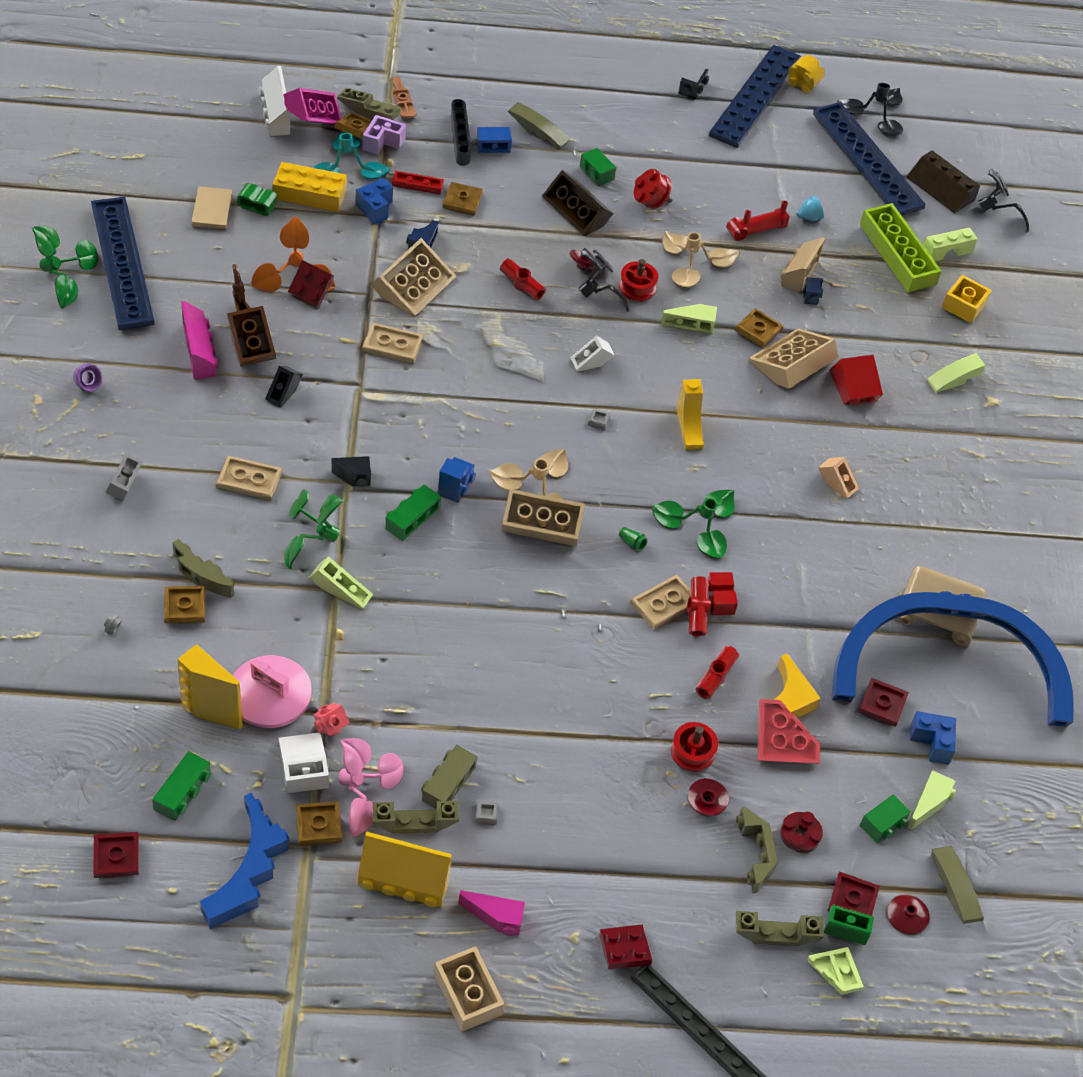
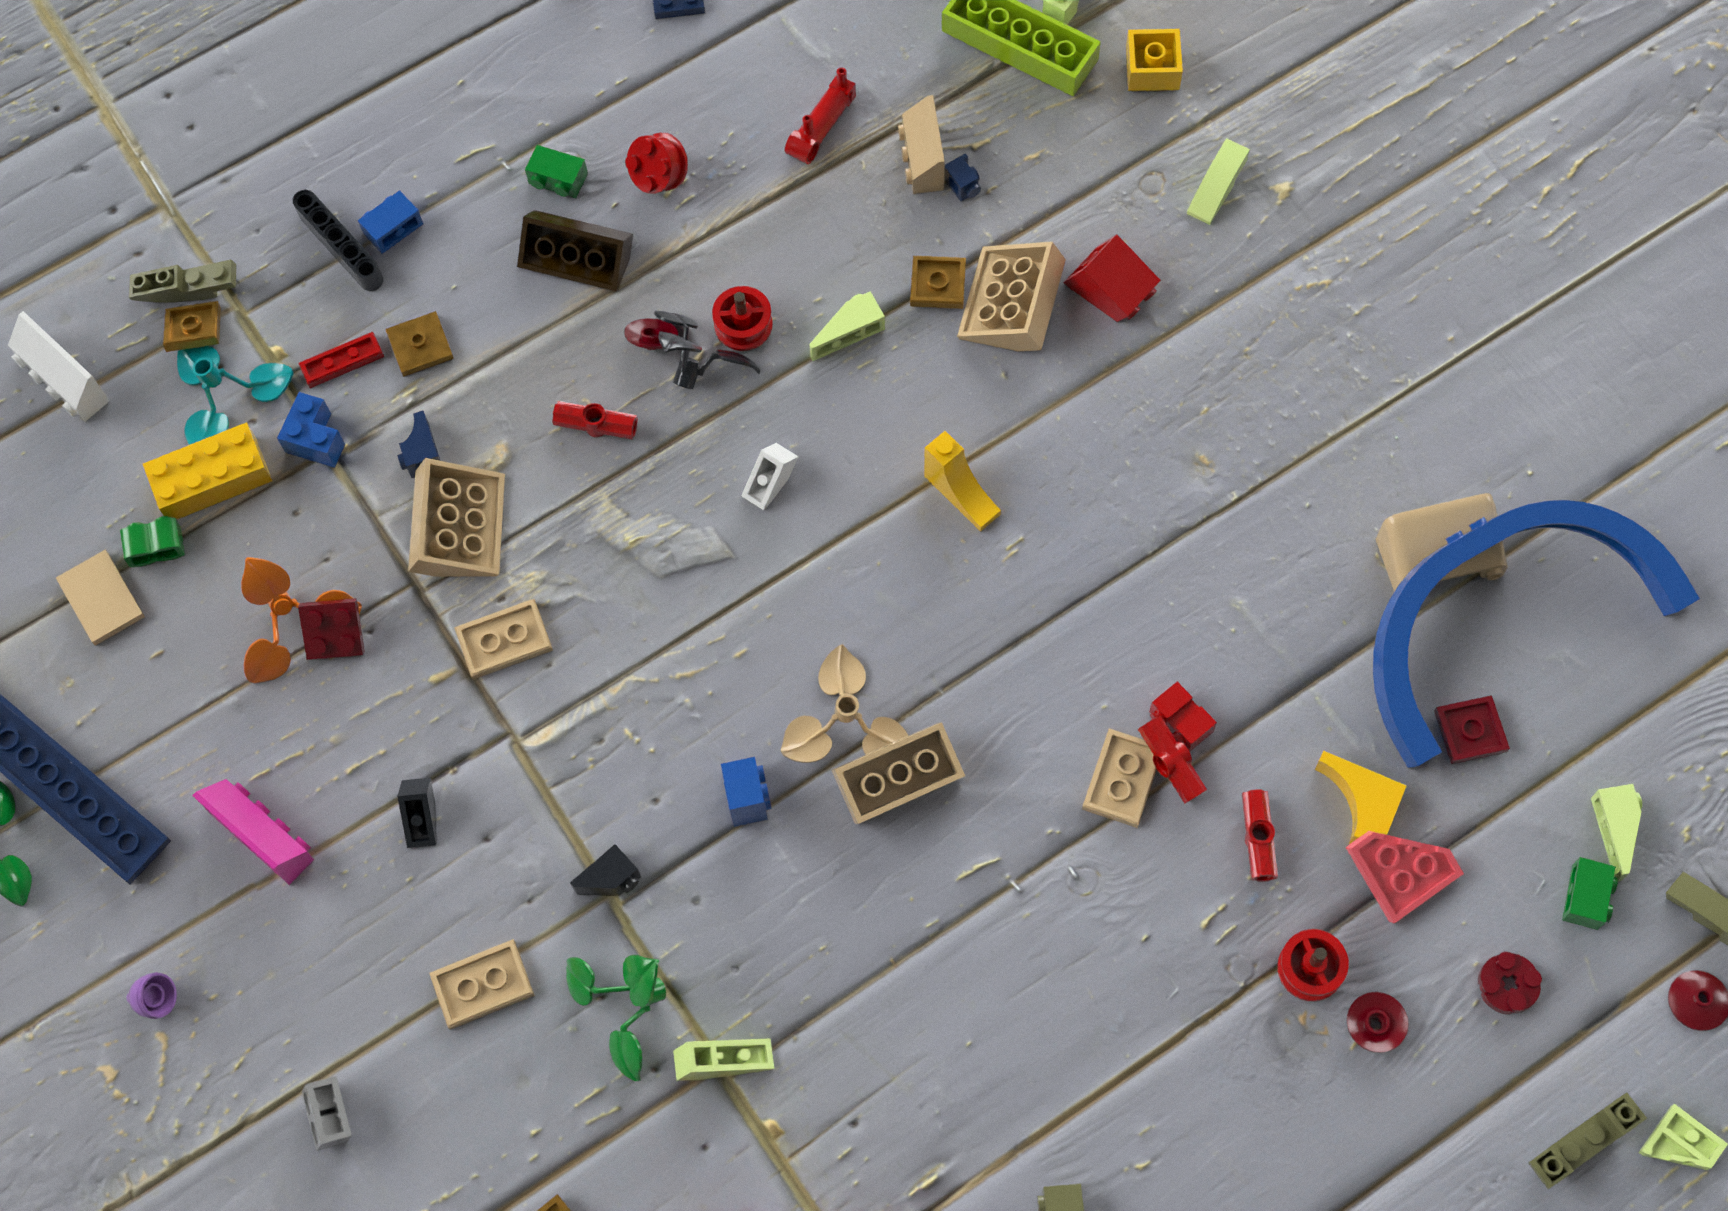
camera: 25 degrees left, 15 degrees up
(202, 573) = (546, 1176): olive slope -> none
(249, 328) = (313, 767): reddish brown slope -> none
(313, 105) = (120, 347): dark pink slope -> none
(383, 132) = (237, 315): lavender brick -> none
(405, 103) = (225, 245): nougat piece -> none
(412, 512) = (727, 881): green brick -> none
(536, 123) = (432, 156): olive slope -> none
(599, 419) = (846, 564): light grey tile -> none
(634, 539) = (1020, 715): green cone -> none
(677, 243) = (743, 219): tan plant -> none
(718, 502) = (1080, 582): green plant -> none
(754, 825) = (1511, 1084): olive slope -> none
(811, 210) = (871, 52): medium azure helmet -> none
(839, 476) = (1192, 439): light nougat slope -> none
(848, 925) = (1657, 1075): green brick -> none
(854, 894) = (1631, 1030): dark red plate -> none
(938, 732) = (1566, 727): blue brick -> none

